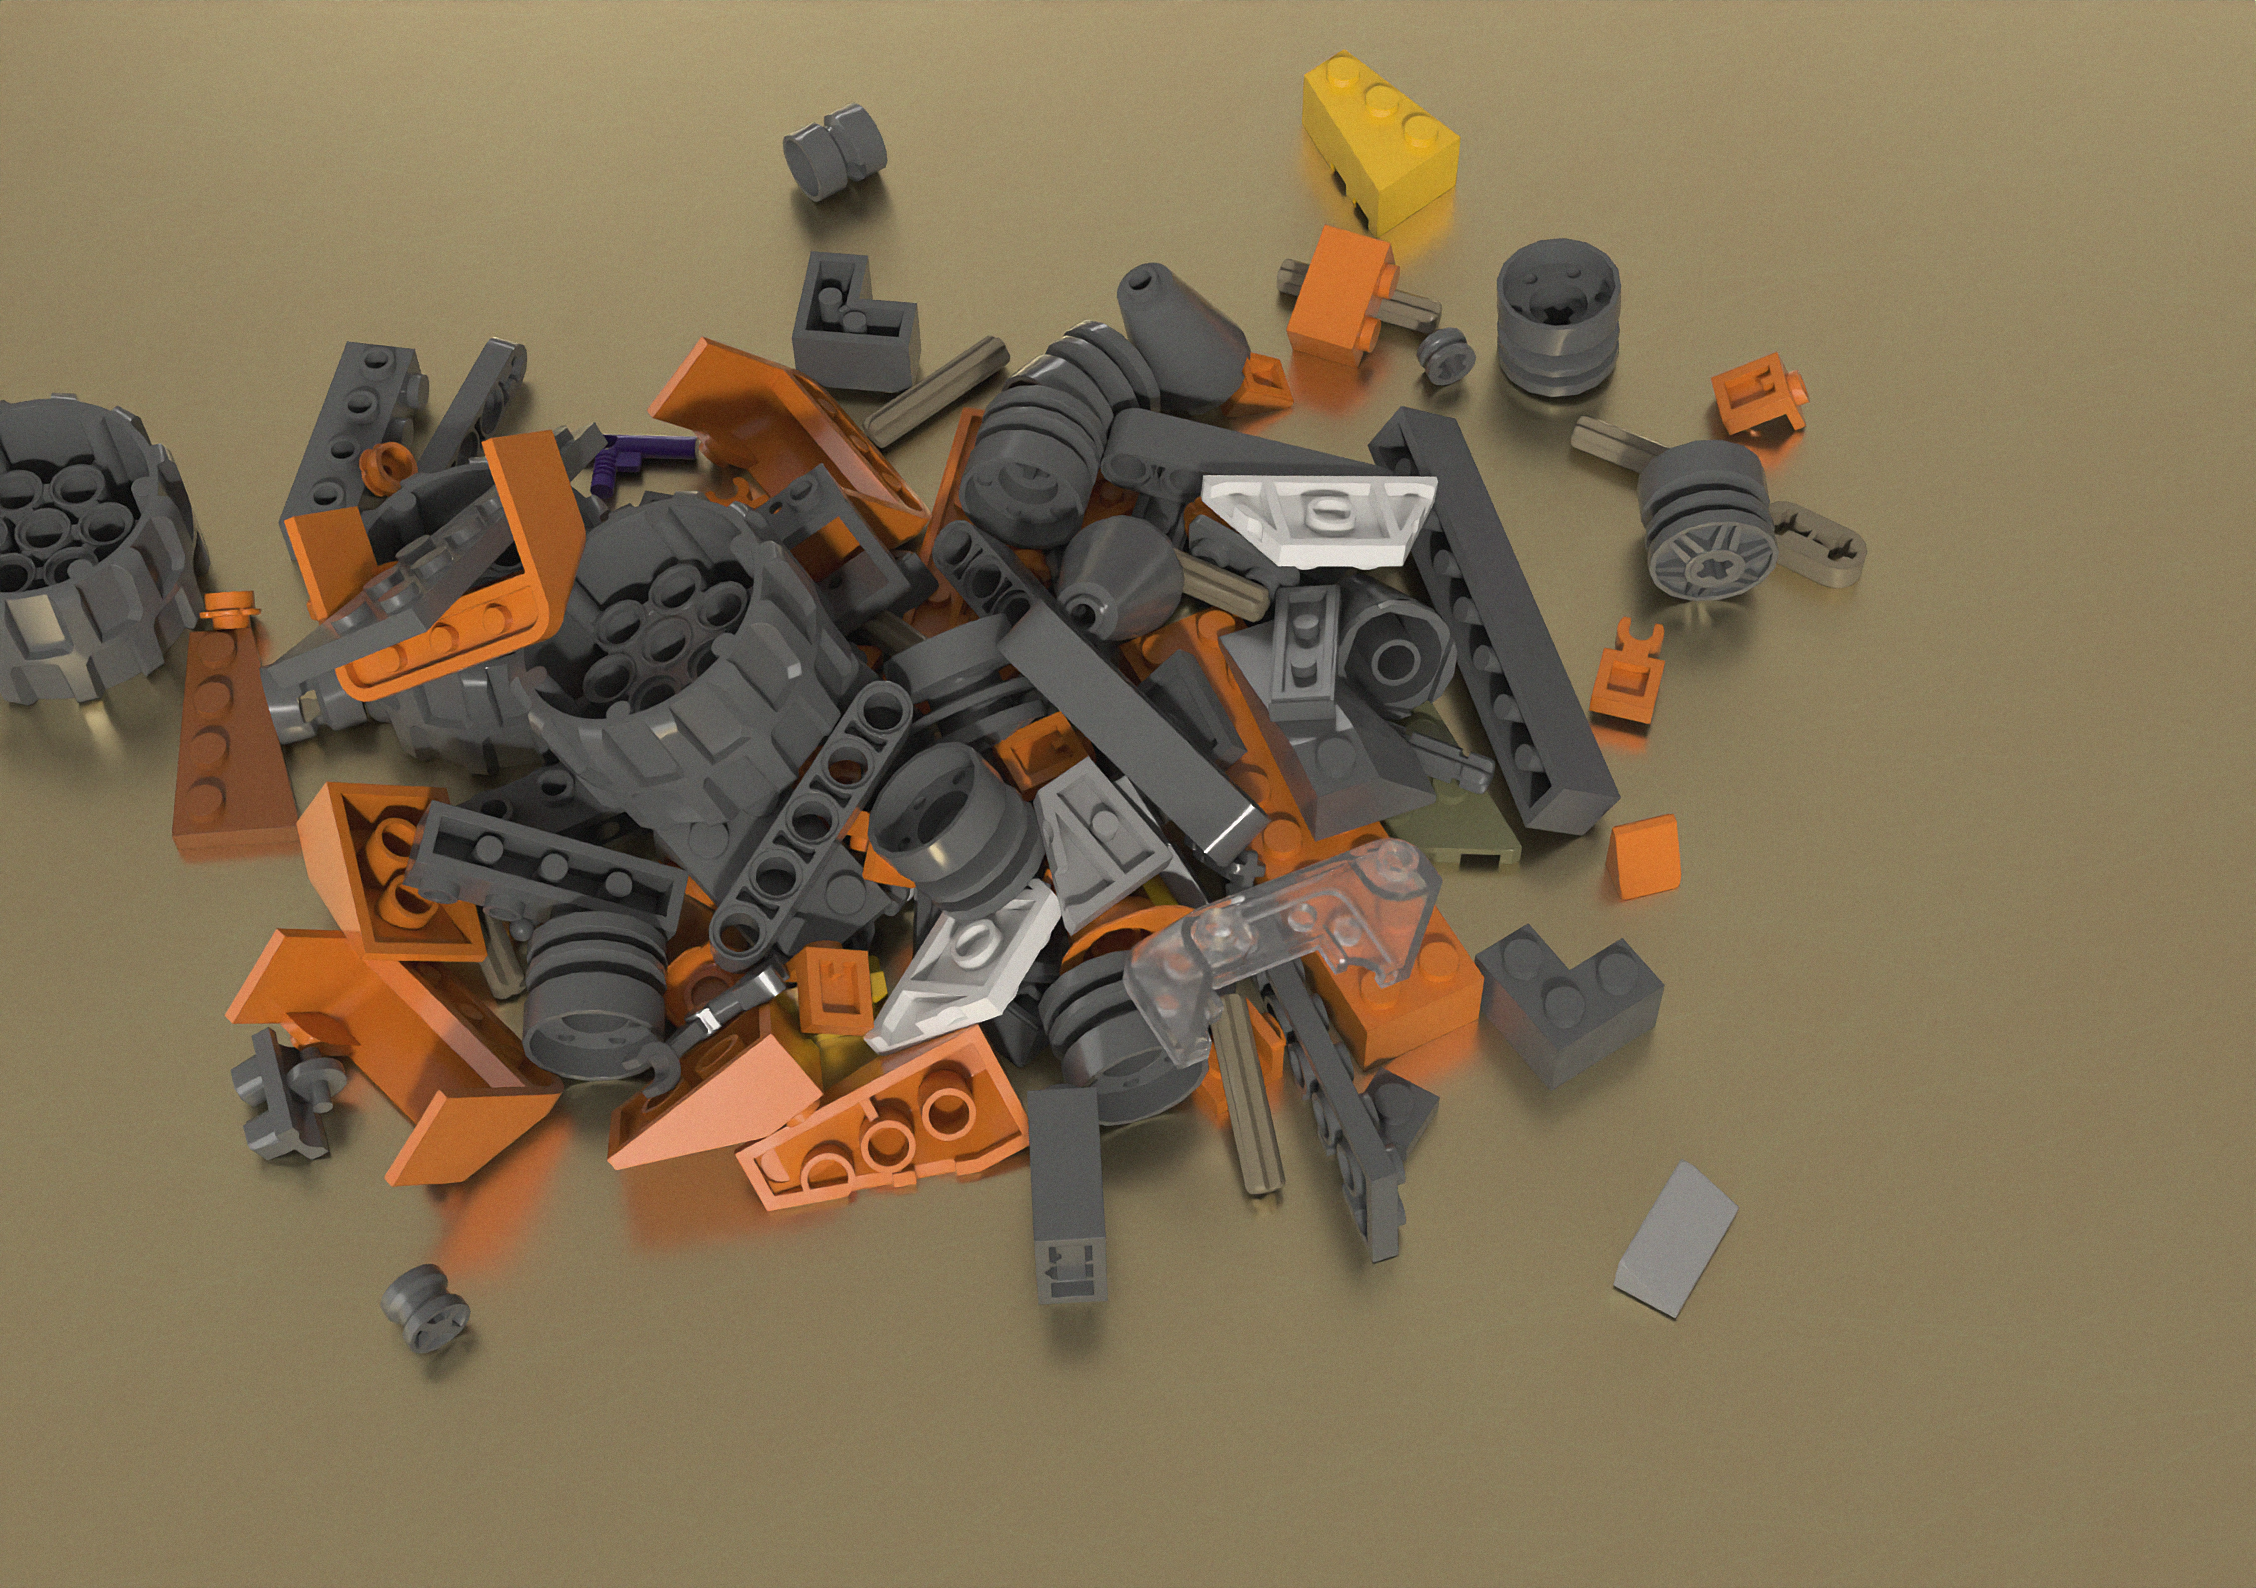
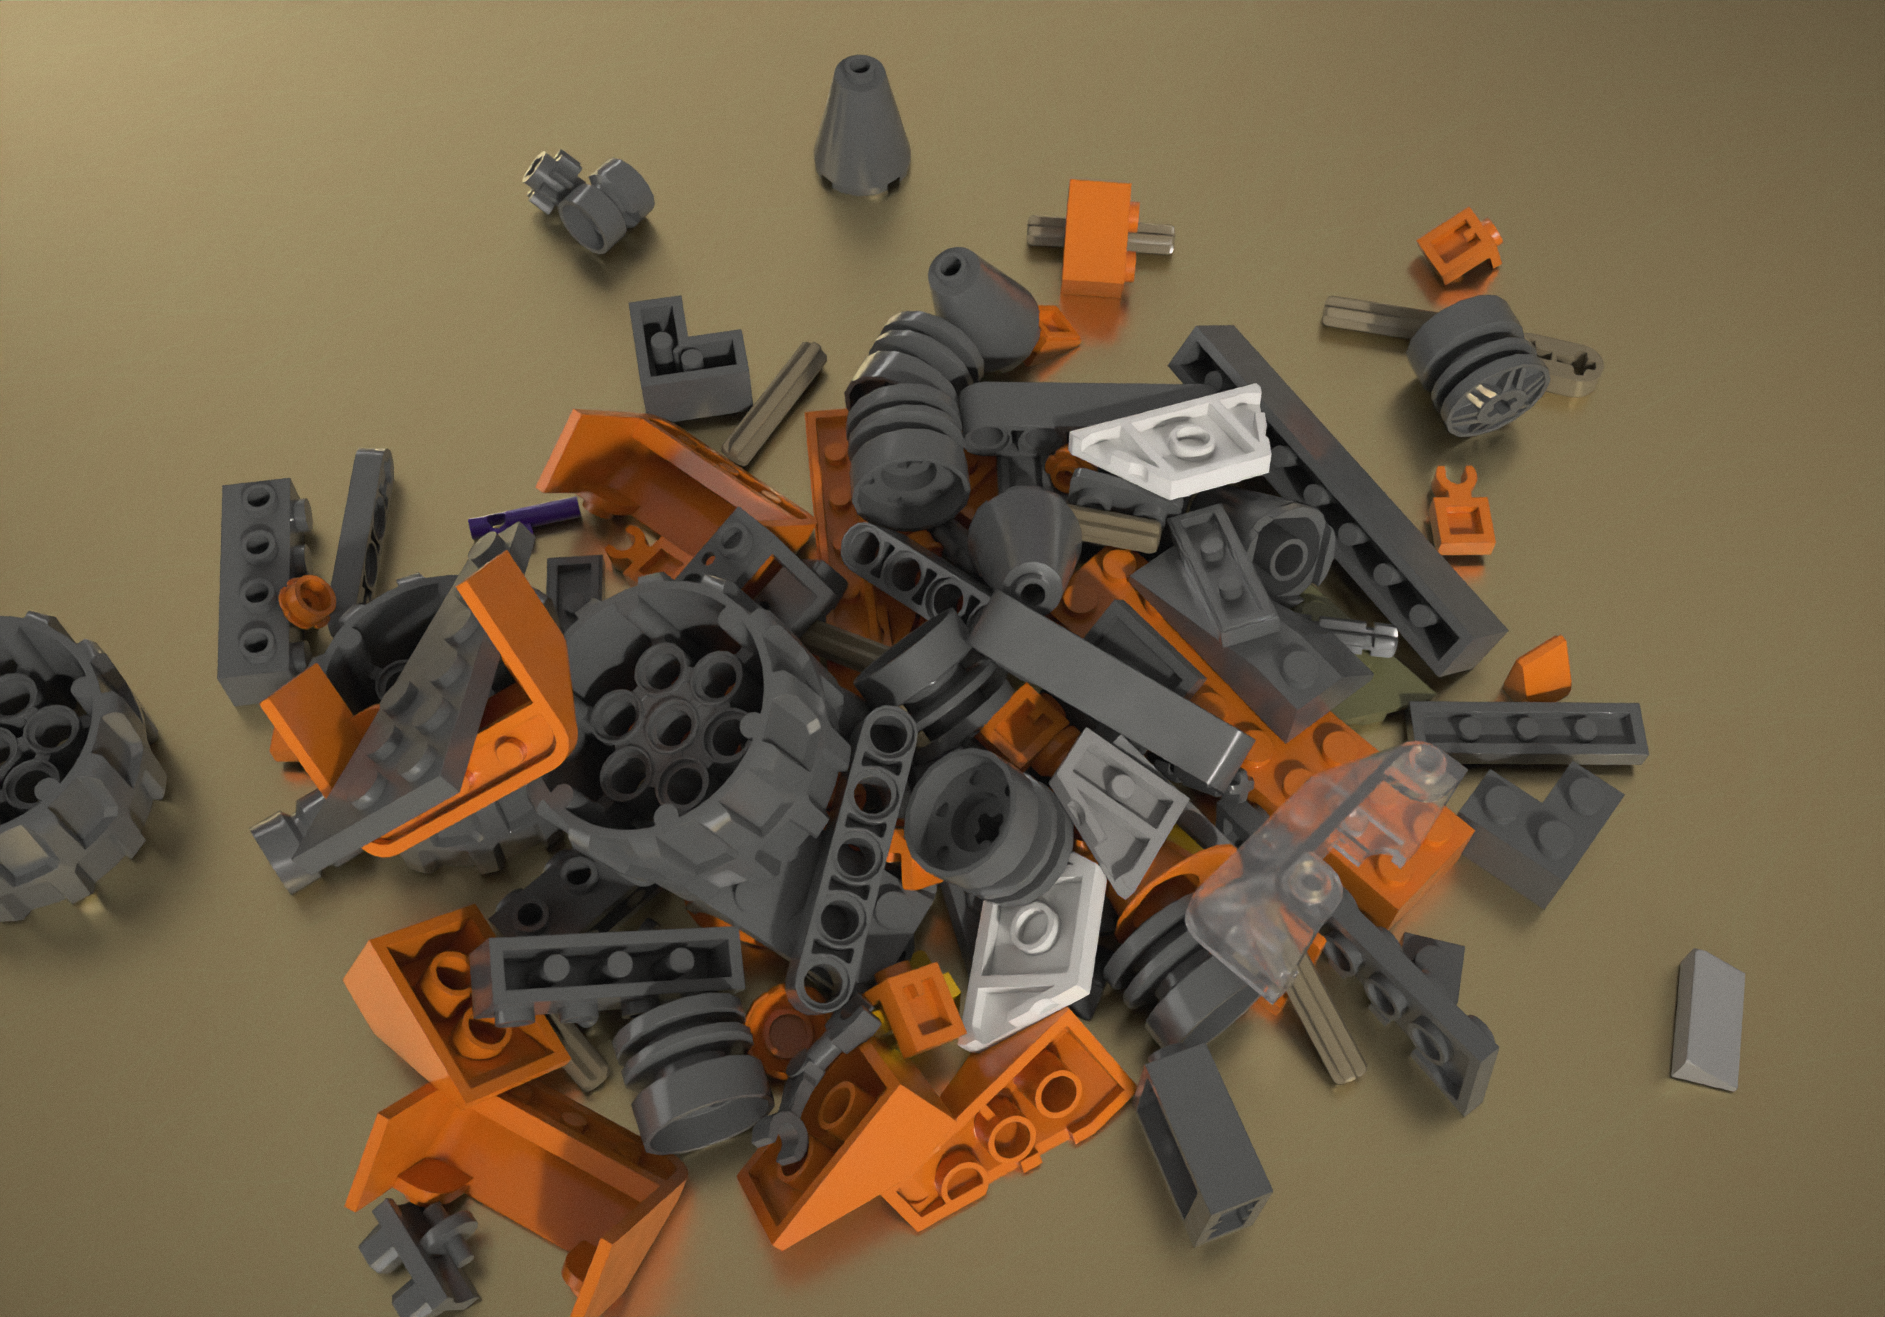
camera: 20 degrees left, 5 degrees up
(230, 609) = (195, 773): orange plate -> none
(230, 758) = (243, 919): dark orange wing -> none
(788, 111) = (552, 179): none -> dark grey gear
(1133, 130) = (861, 130): none -> dark grey cone
(1378, 141) = (1065, 95): yellow wedge -> none
(1446, 356) = (1196, 271): dark grey bush -> none
(1558, 317) = (1283, 216): dark grey wheel -> none
(1602, 908) = (1531, 731): none -> dark grey plate

